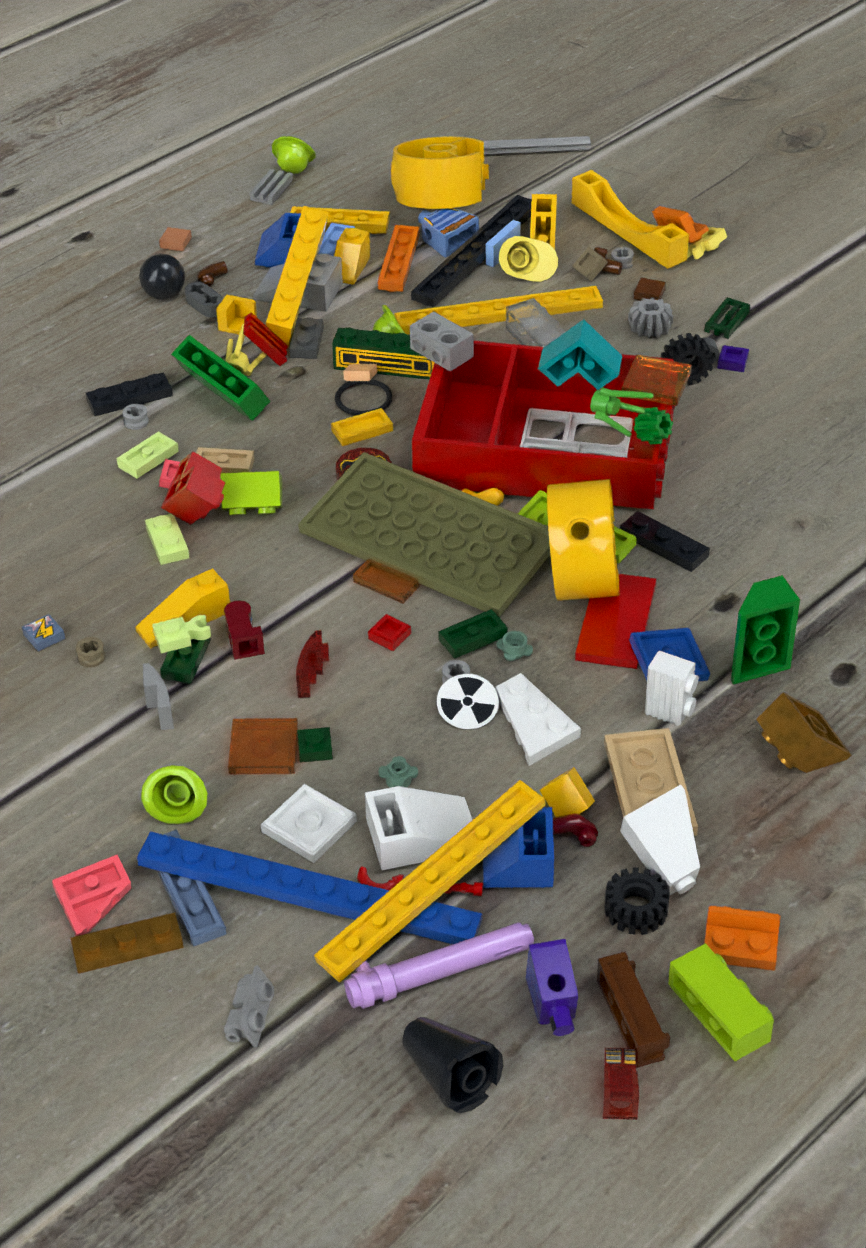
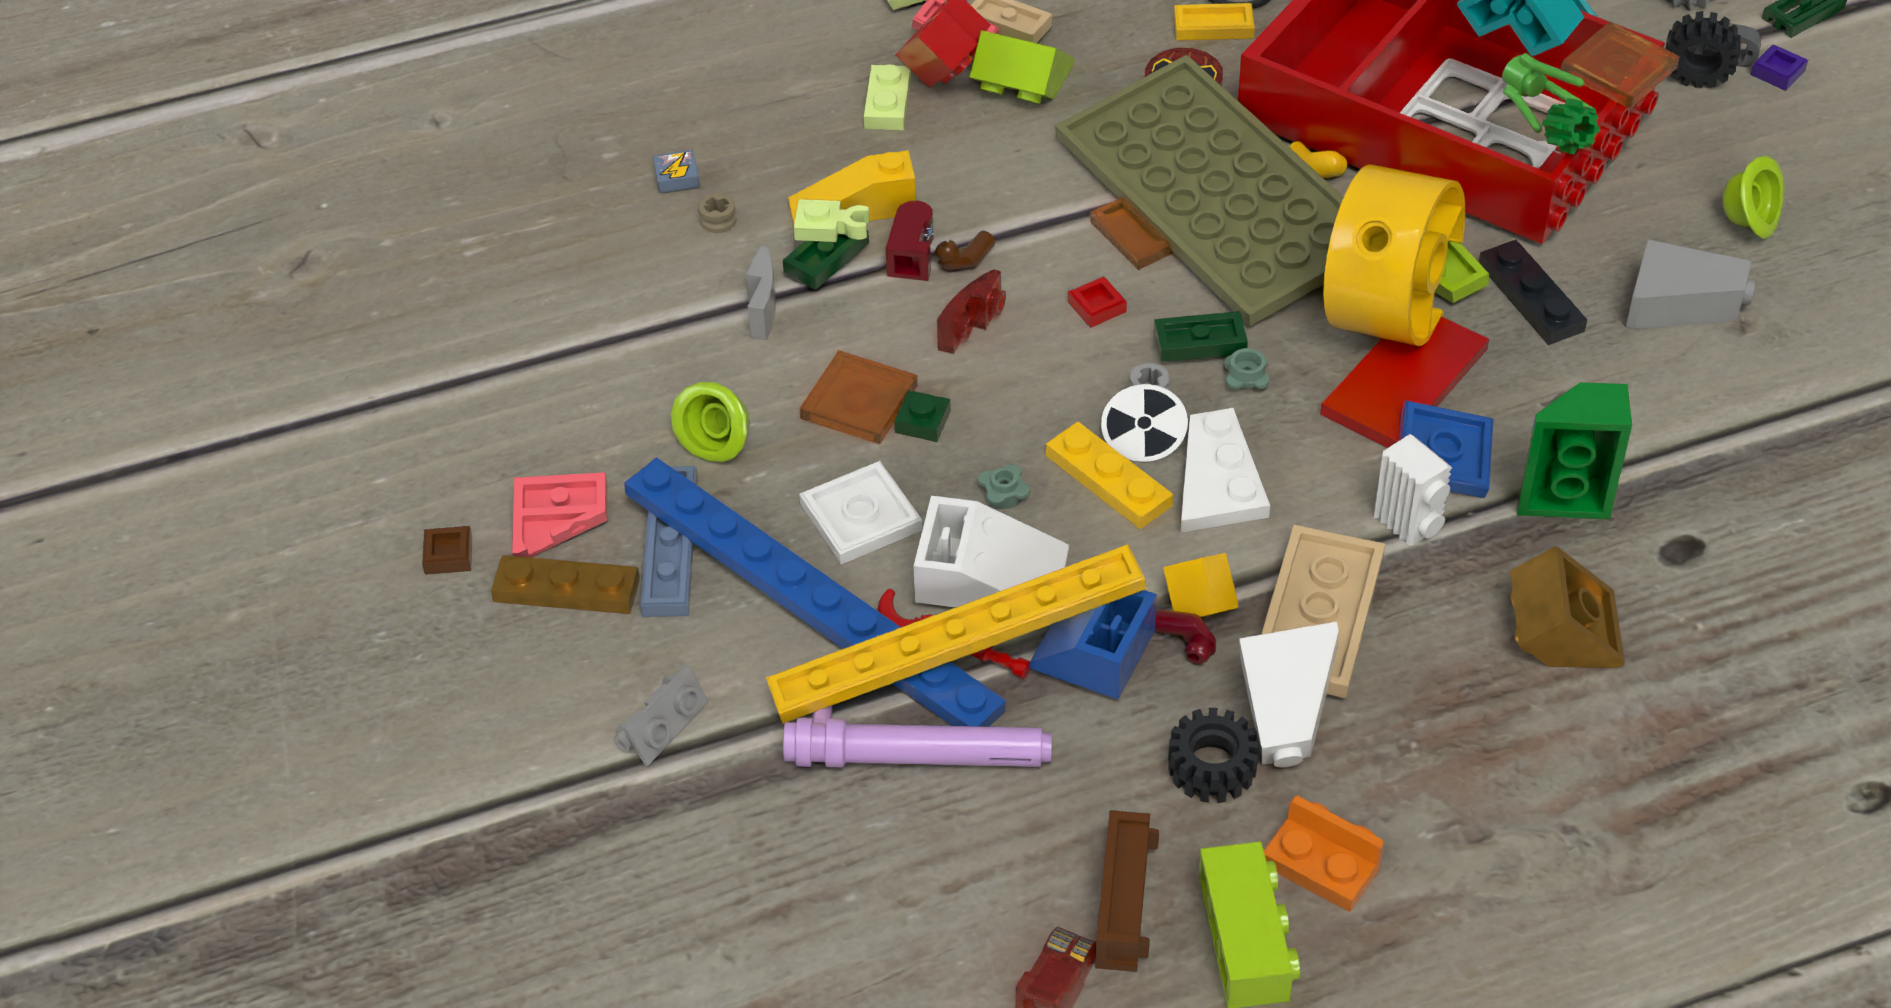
camera: 25 degrees right, 5 degrees up
(24, 948) = (447, 550): none -> reddish brown tile
(277, 632) = (970, 256): none -> reddish brown arm
(453, 1062) = (857, 876): black cone -> none
(462, 743) = (1109, 475): none -> yellow plate
(552, 985) = (1033, 823): dark purple torso -> none
(758, 509) = (1688, 287): none -> light grey slope
(767, 441) = (1756, 196): none -> lime hat

